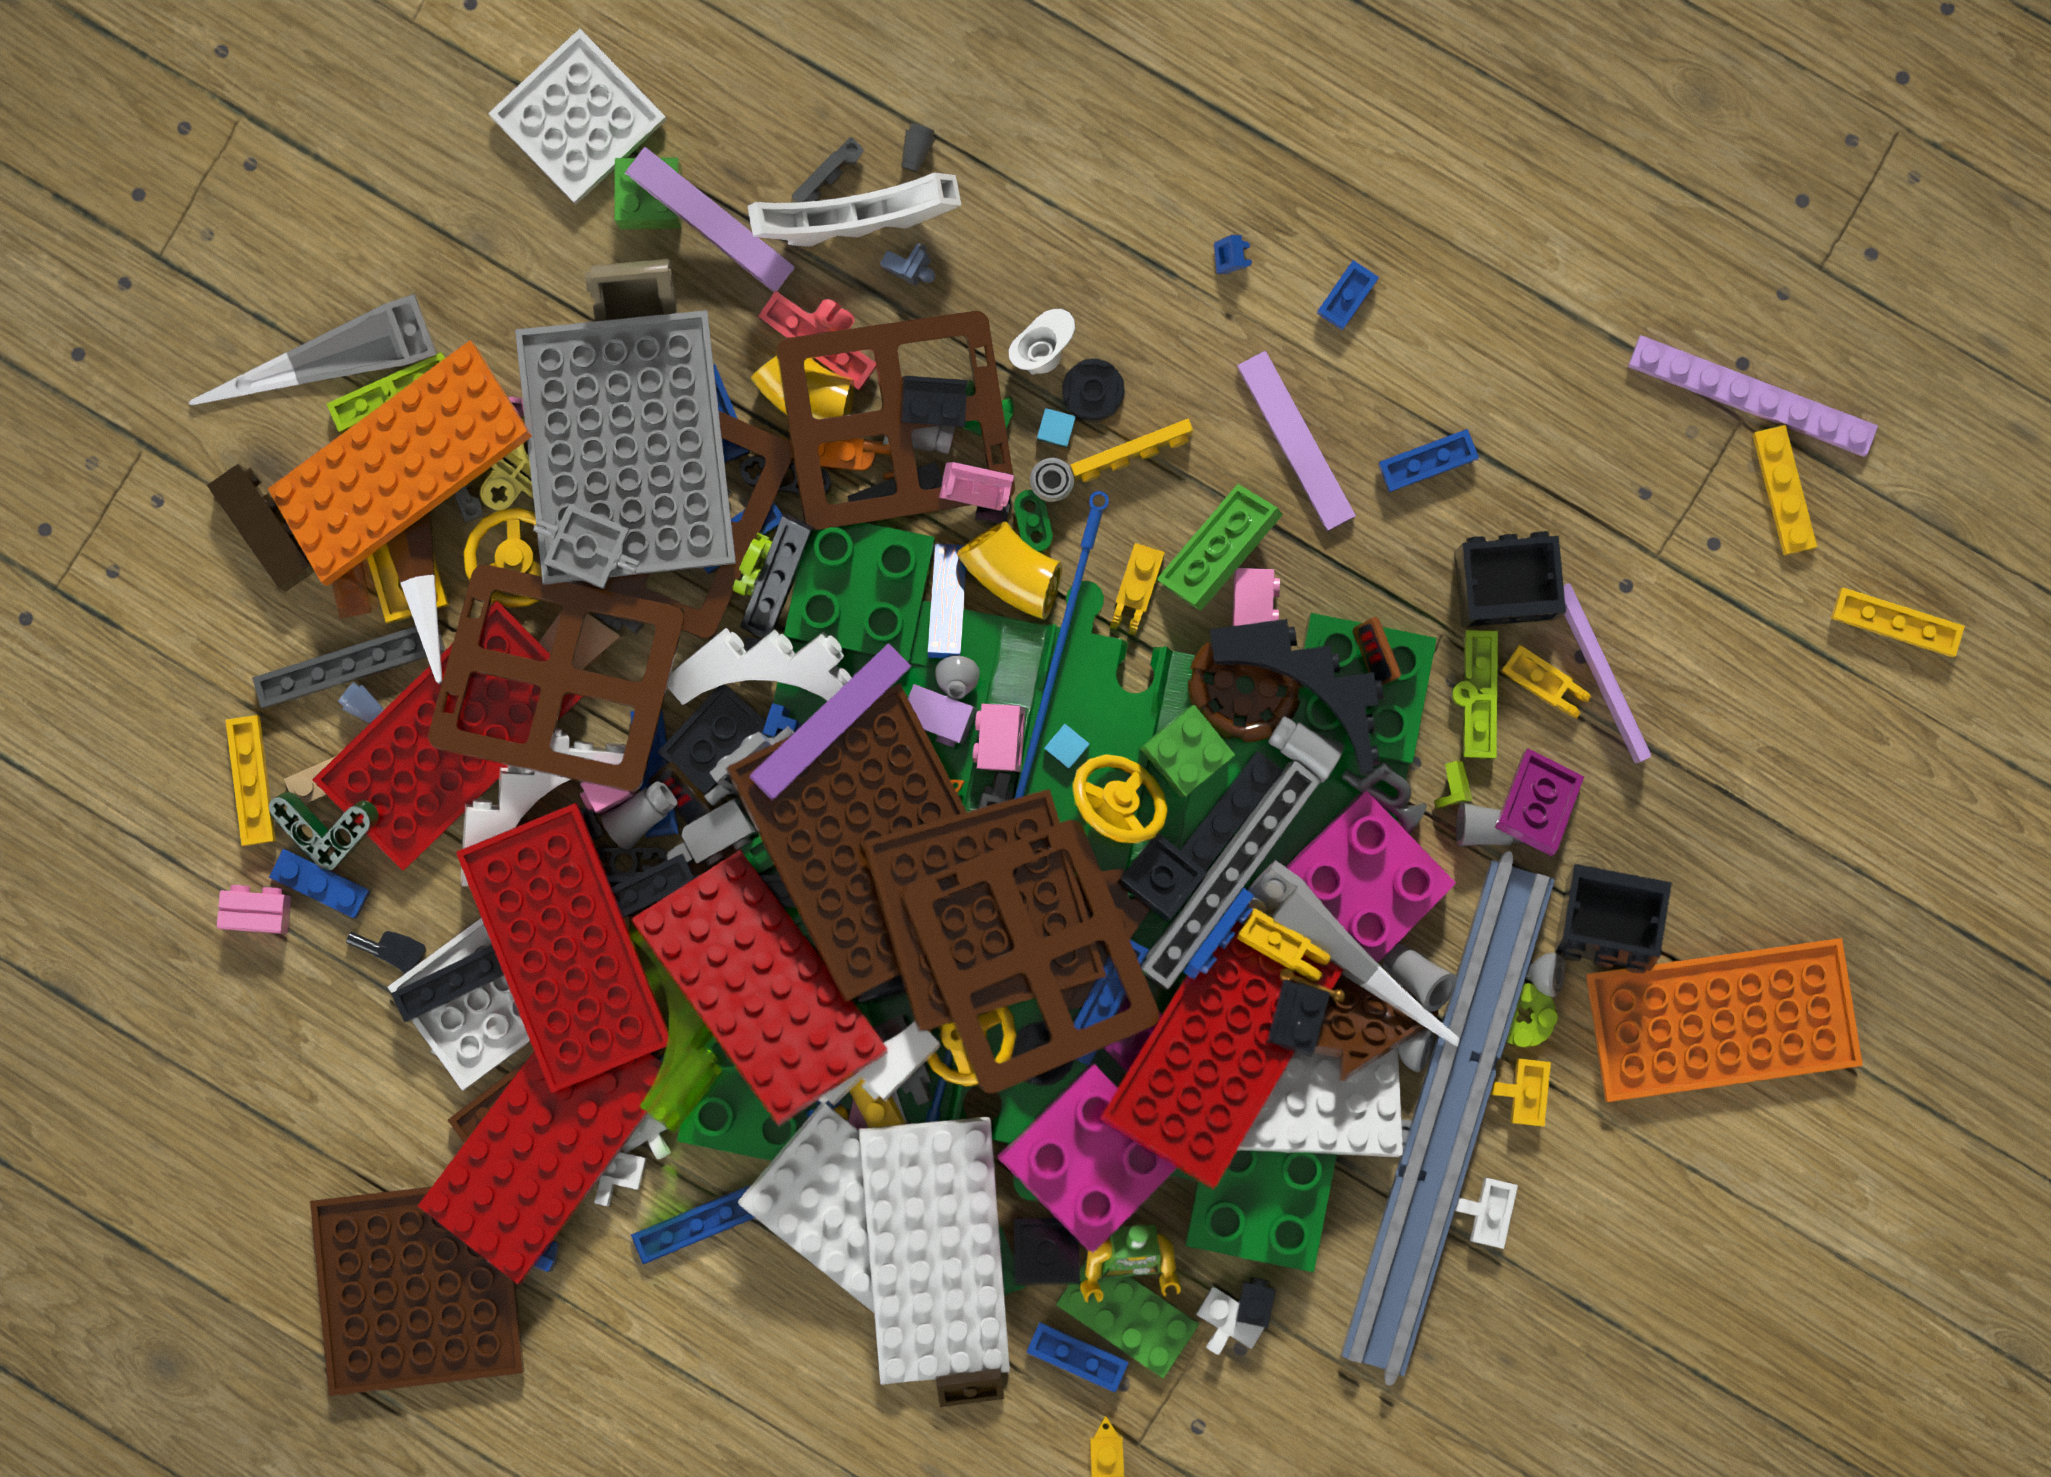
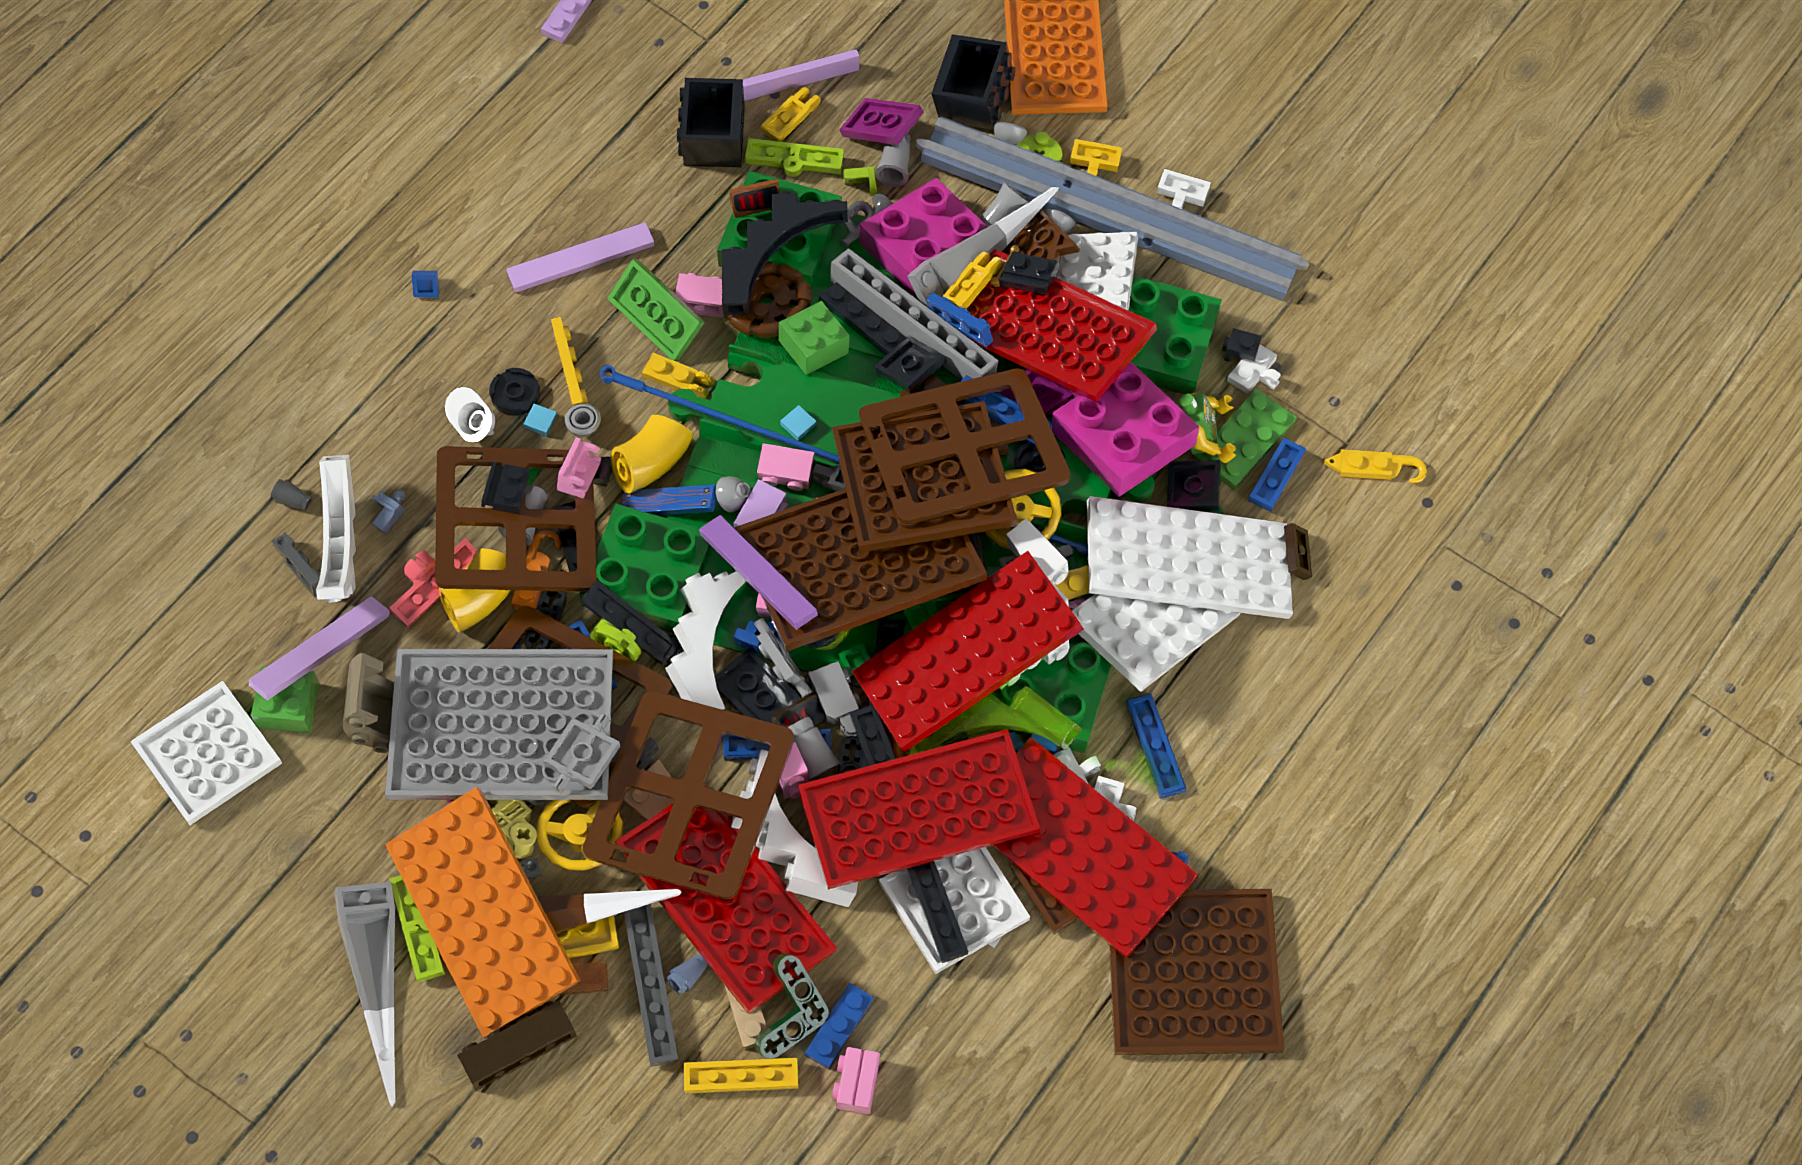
camera: 90 degrees left, 20 degrees down
(392, 948) = (902, 969): black piece -> none
(1033, 522) = (611, 438): green plate -> none
(1113, 807) = (849, 384): yellow piece -> none
(1307, 747) = (819, 257): light grey plant -> none
(1347, 295) = (473, 210): blue plate -> none
(1428, 461) = (611, 171): blue plate -> none

